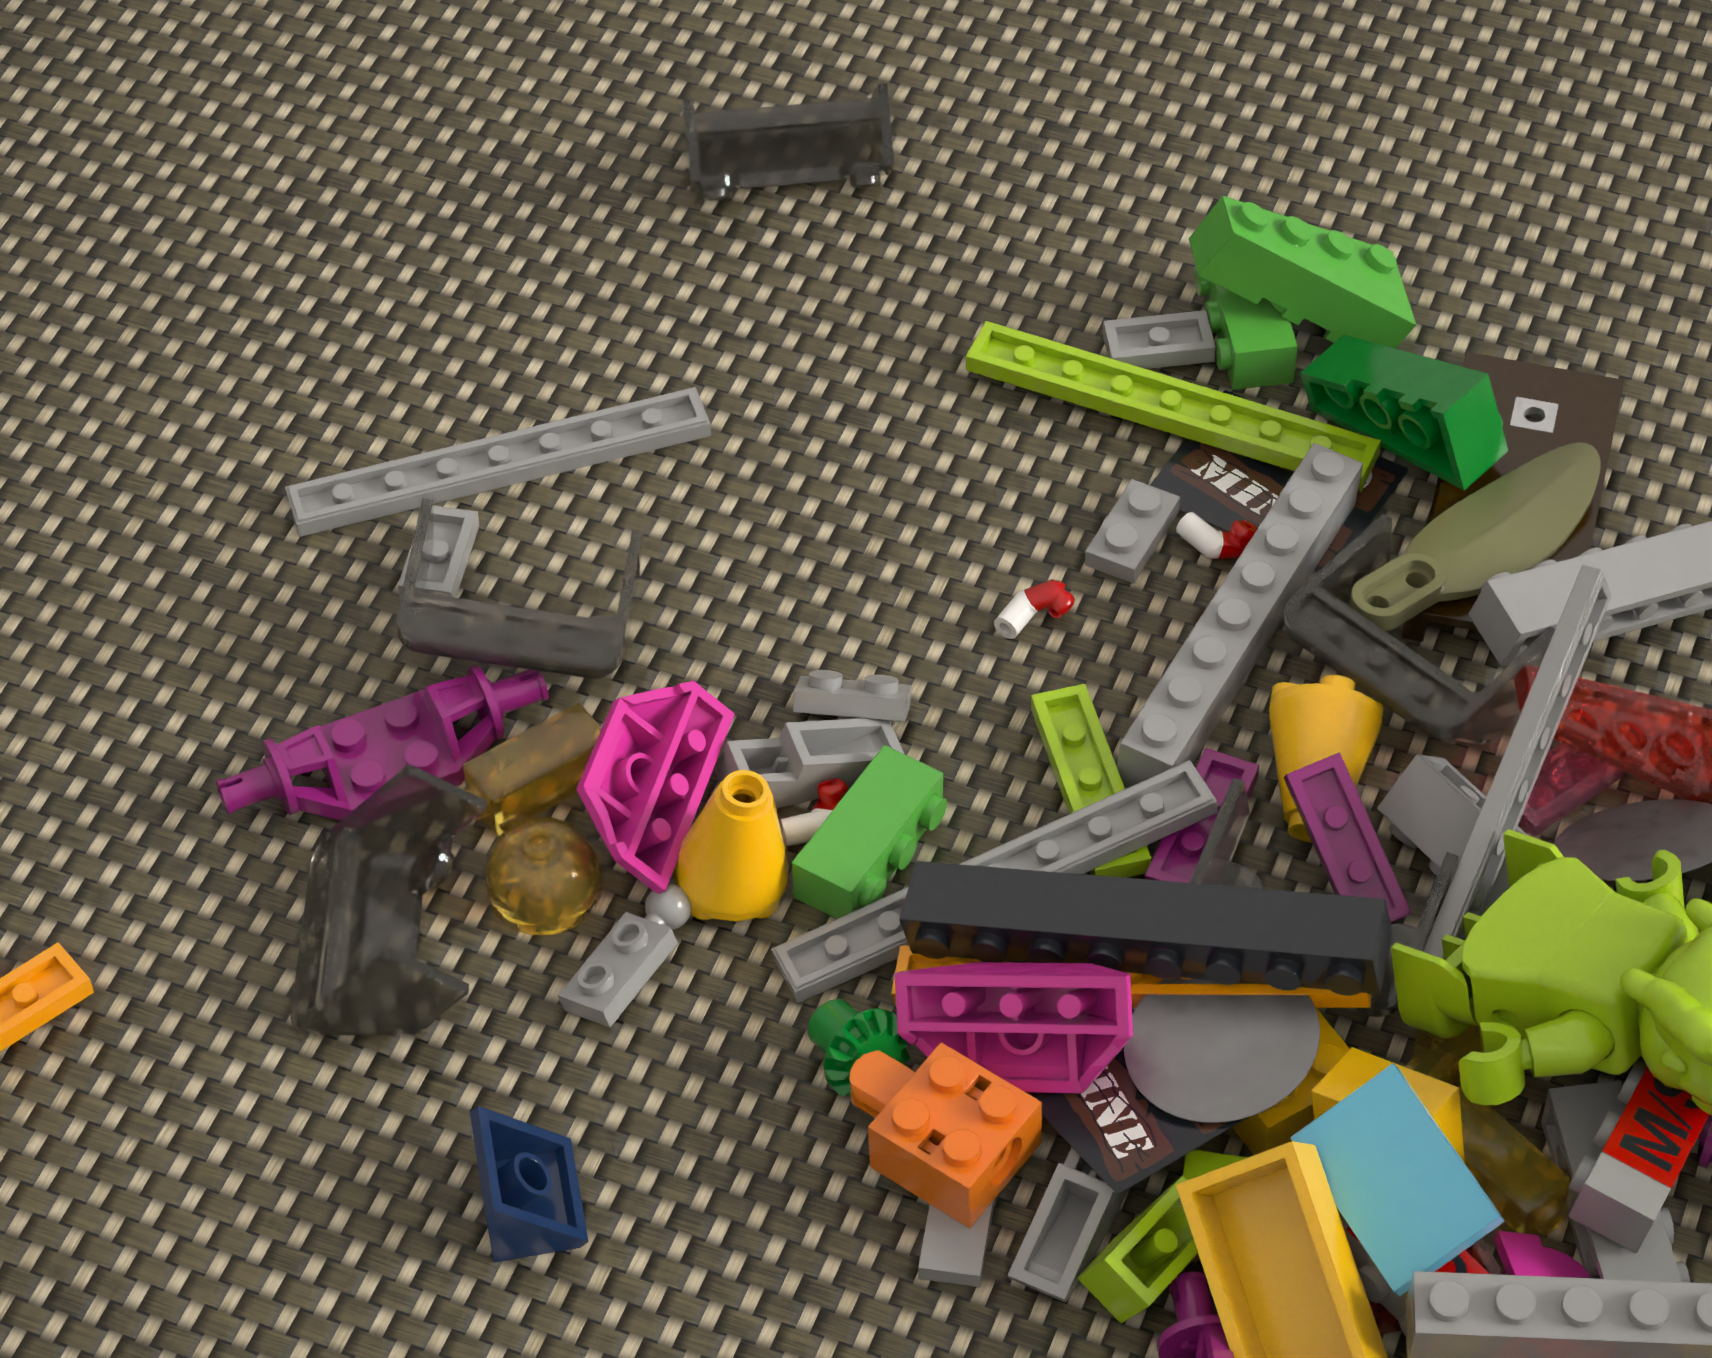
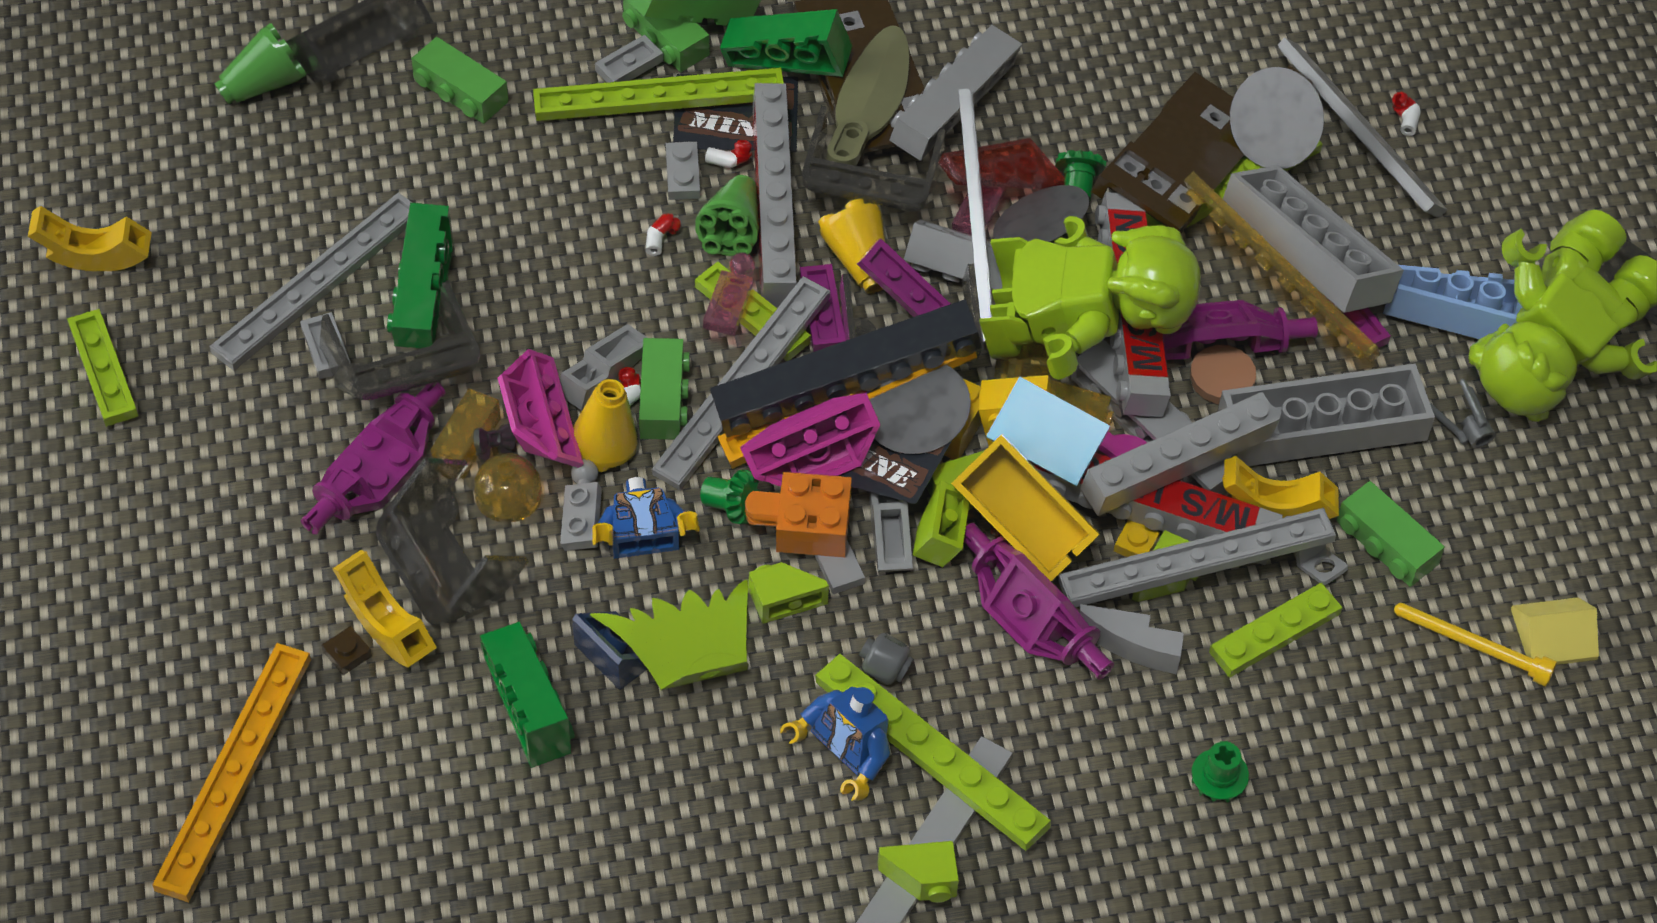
camera: 35 degrees left, 5 degrees up
(124, 453) = (102, 367): none -> lime plate
(151, 1003) = (346, 650): none -> dark brown plate
(218, 282) = (90, 249): none -> yellow arch
(228, 965) = (391, 626): none -> yellow arch
(340, 1197) = (527, 694): none -> green wedge
(549, 790) = (500, 438): none -> pearl dark grey piece
(623, 137) = (260, 67): none -> bright green cone
(638, 1241) = (689, 642): none -> lime piece
(657, 487) = (420, 276): none -> green wedge
(691, 1019) = (643, 521): none -> torso
(830, 694) = (592, 325): light grey plate -> none
(836, 1235) = (785, 591): none -> lime slope
(891, 268) = (459, 80): none -> bright green brick
(1060, 741) = (730, 295): none -> clear pink plate
(1141, 625) = (730, 218): none -> bright green cone

